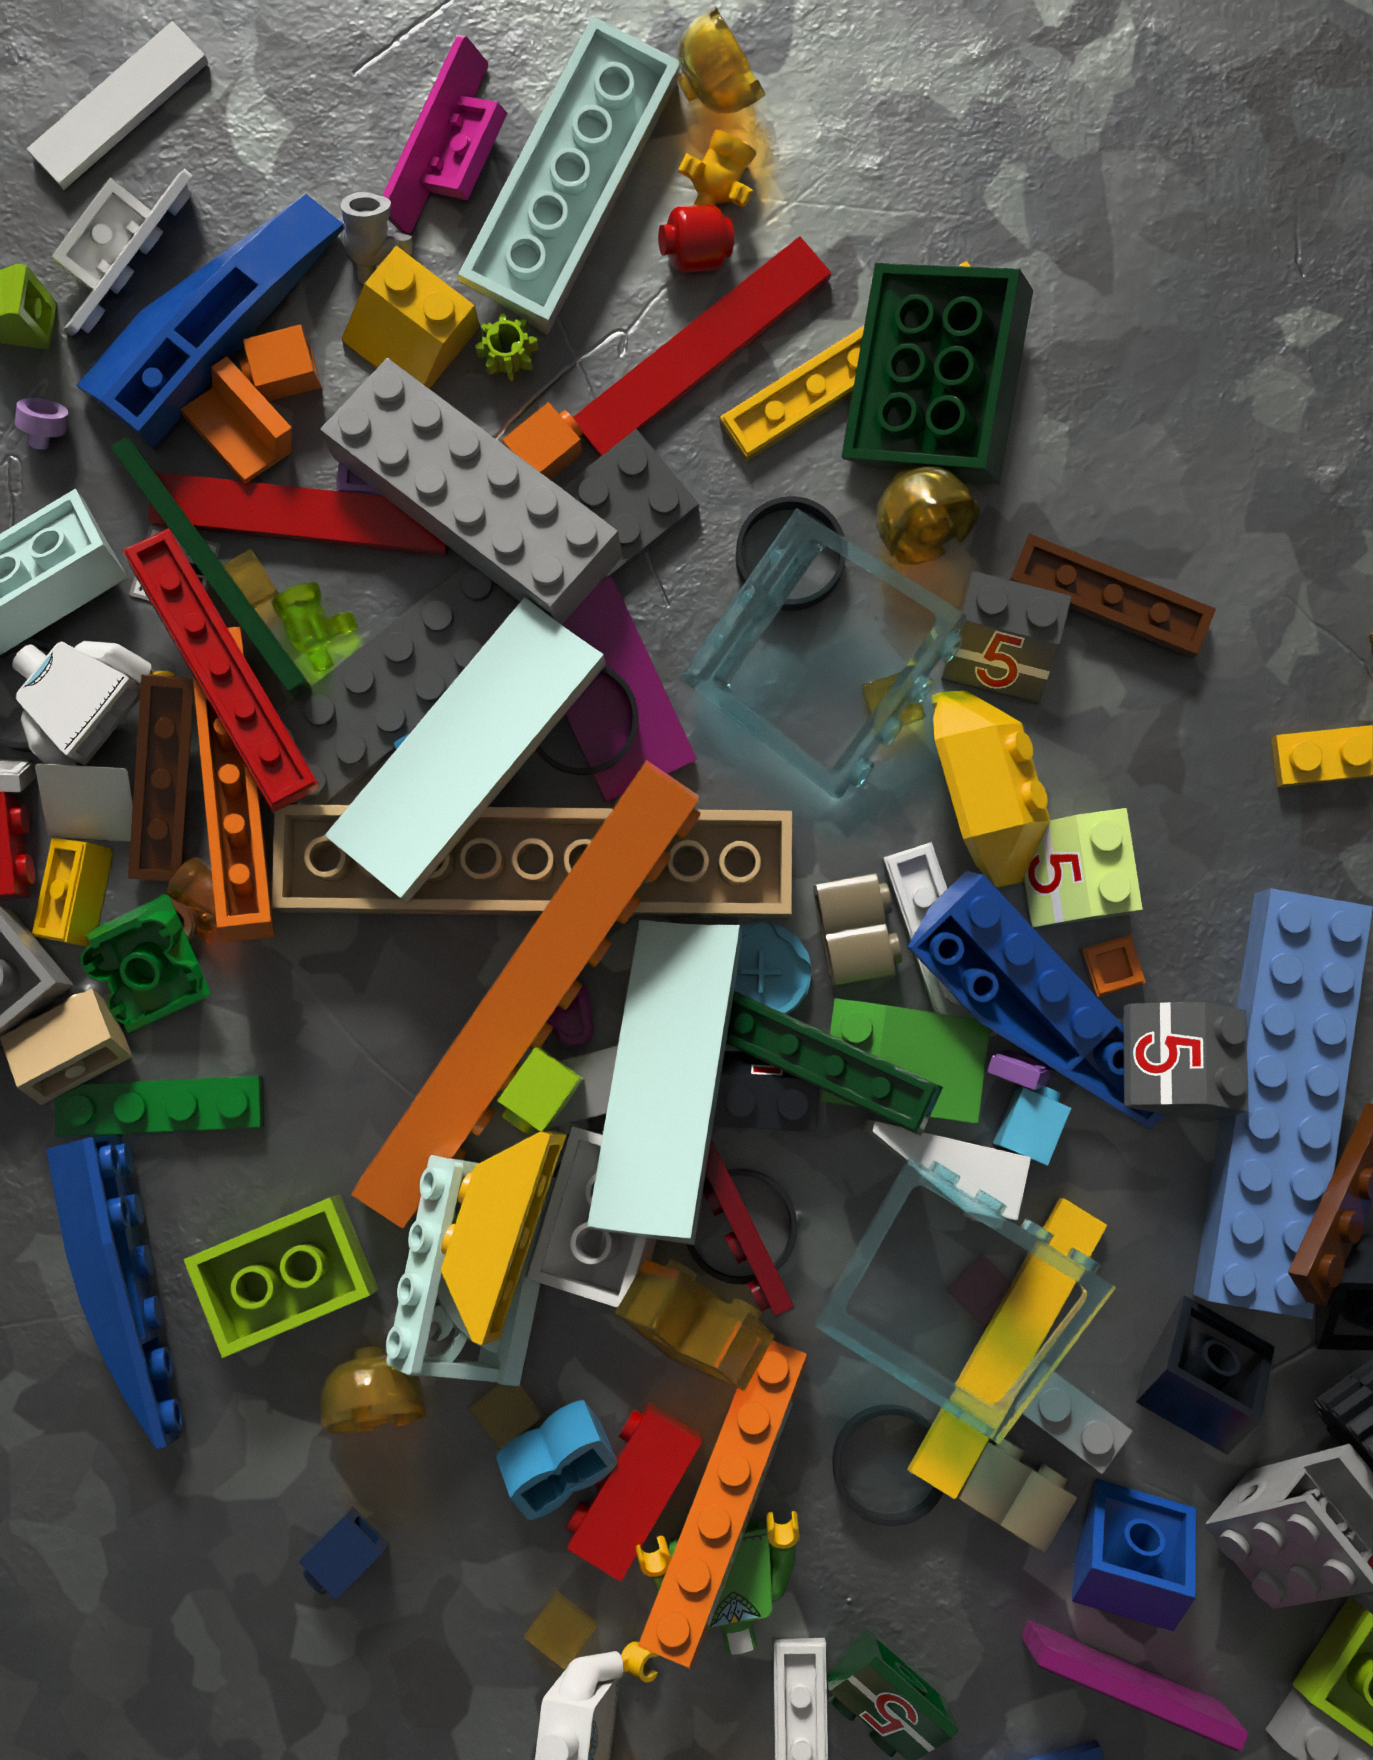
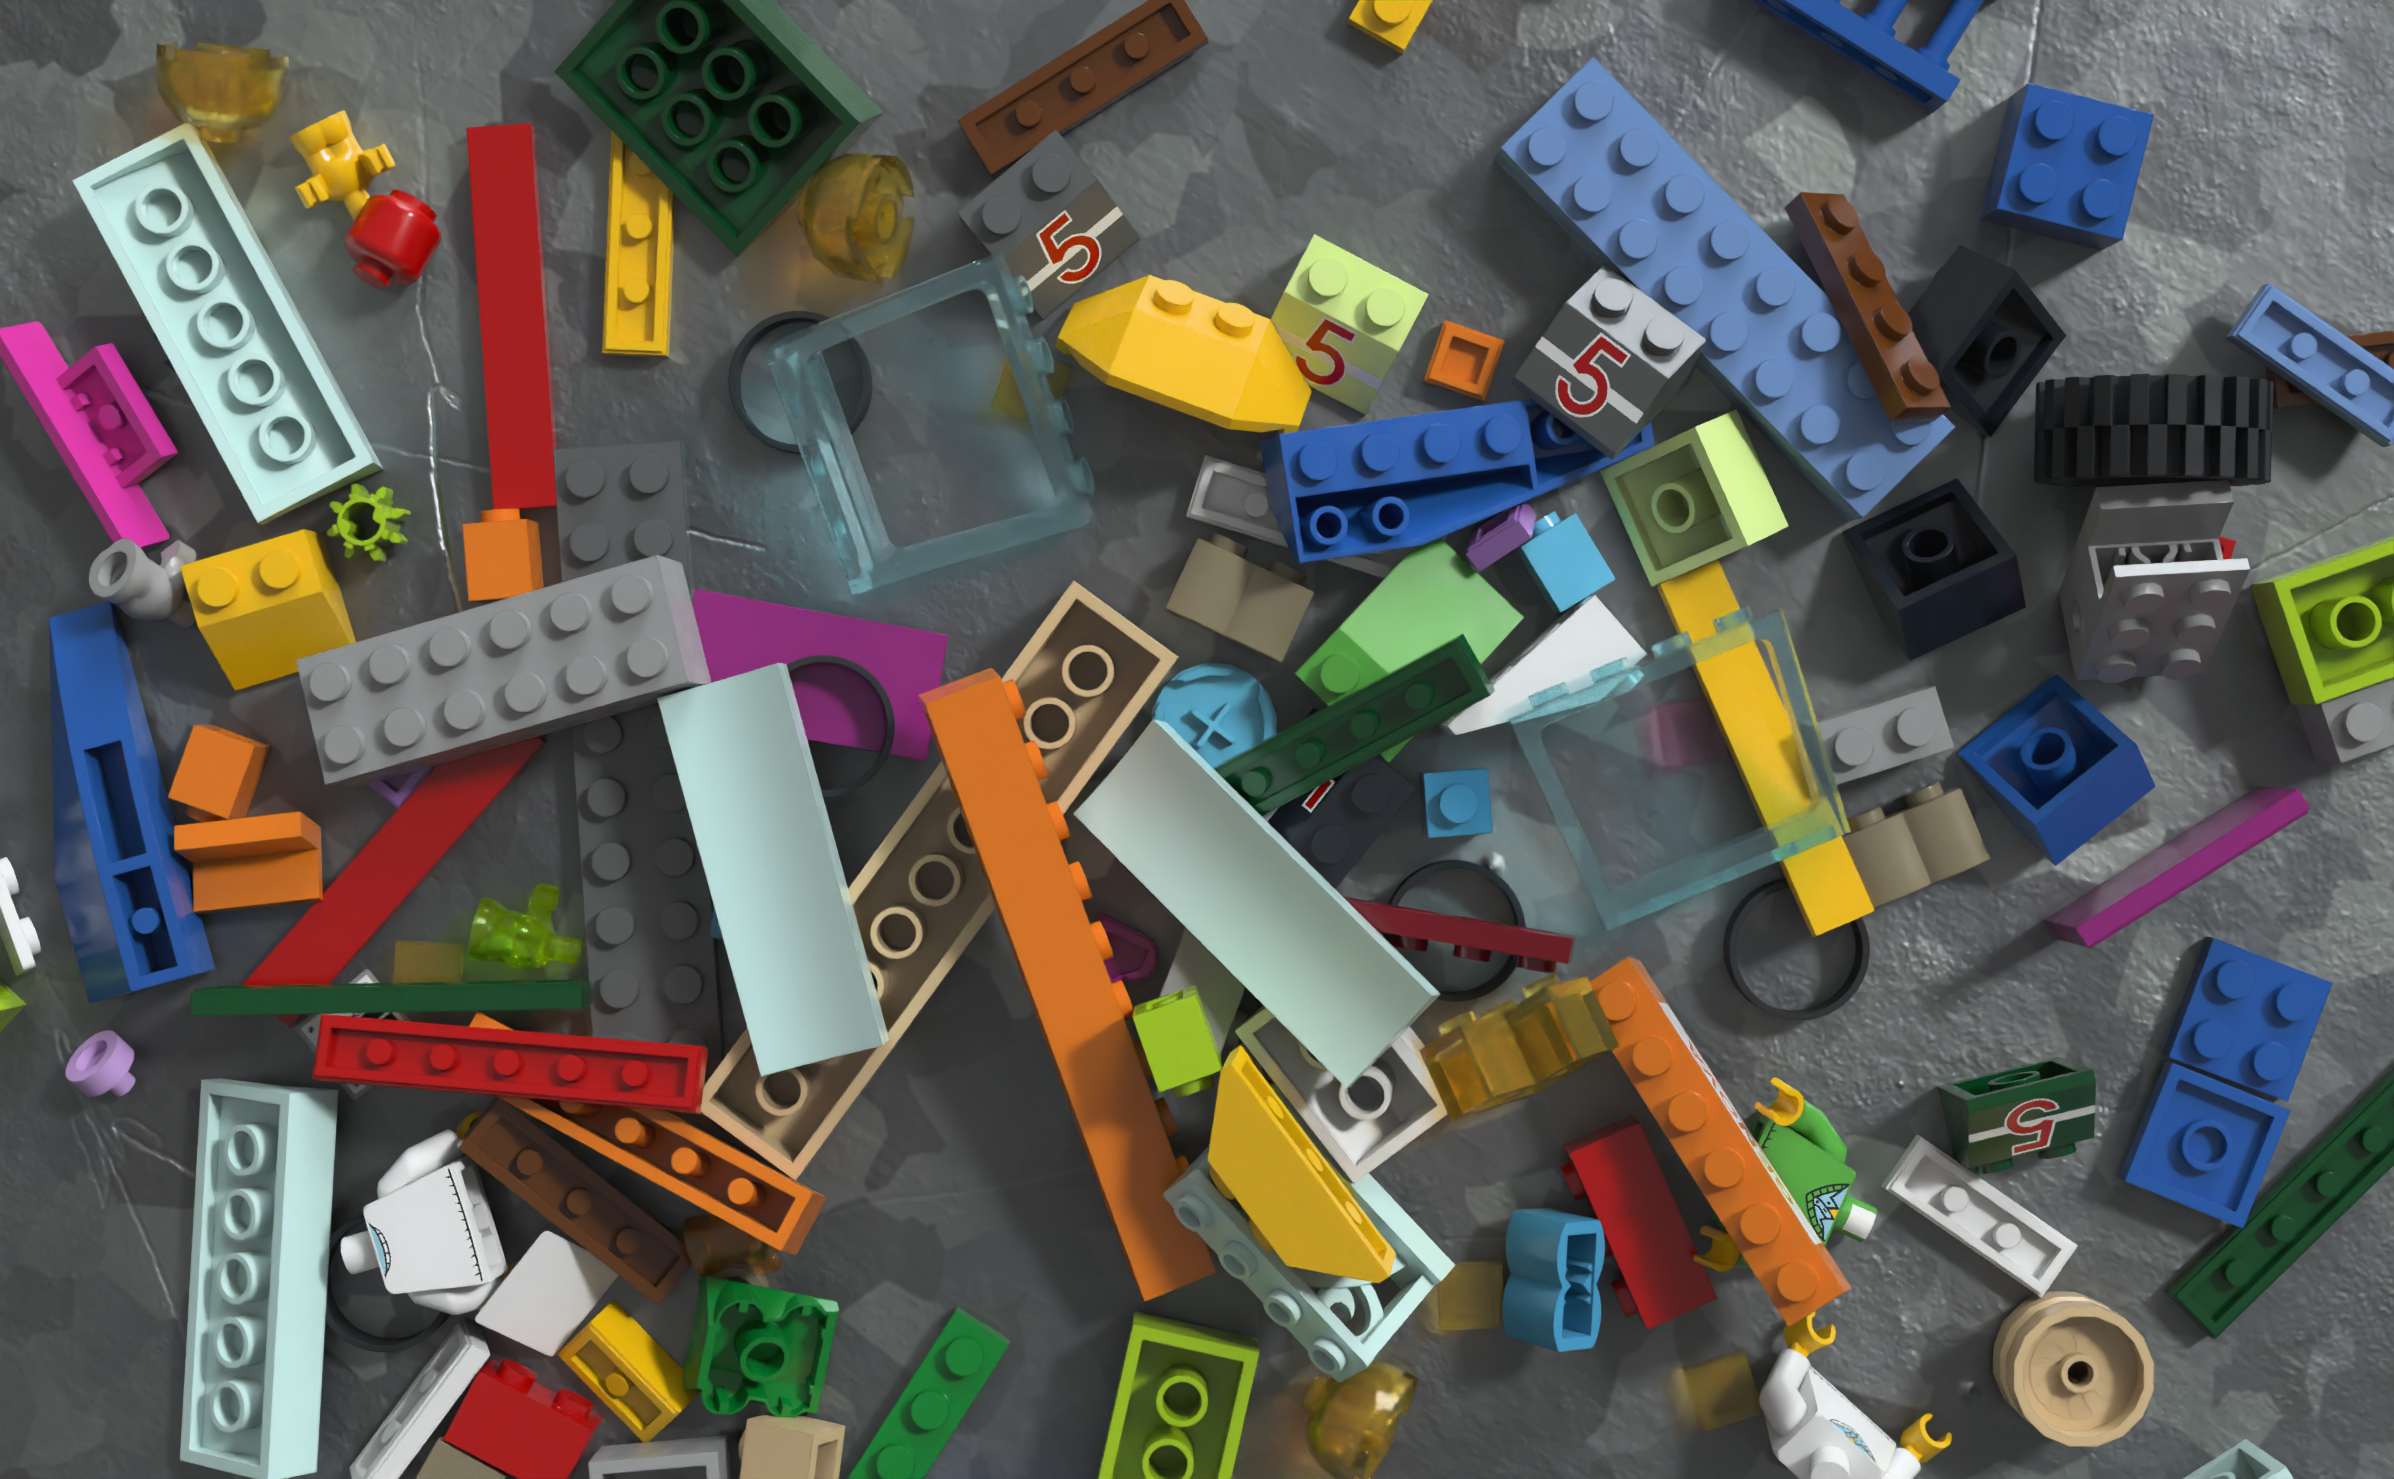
camera: 55 degrees left, 5 degrees up
(825, 1165) = (1455, 802): none -> dark azure brick
(1136, 1180) = (1694, 498): none -> yellowish green slope

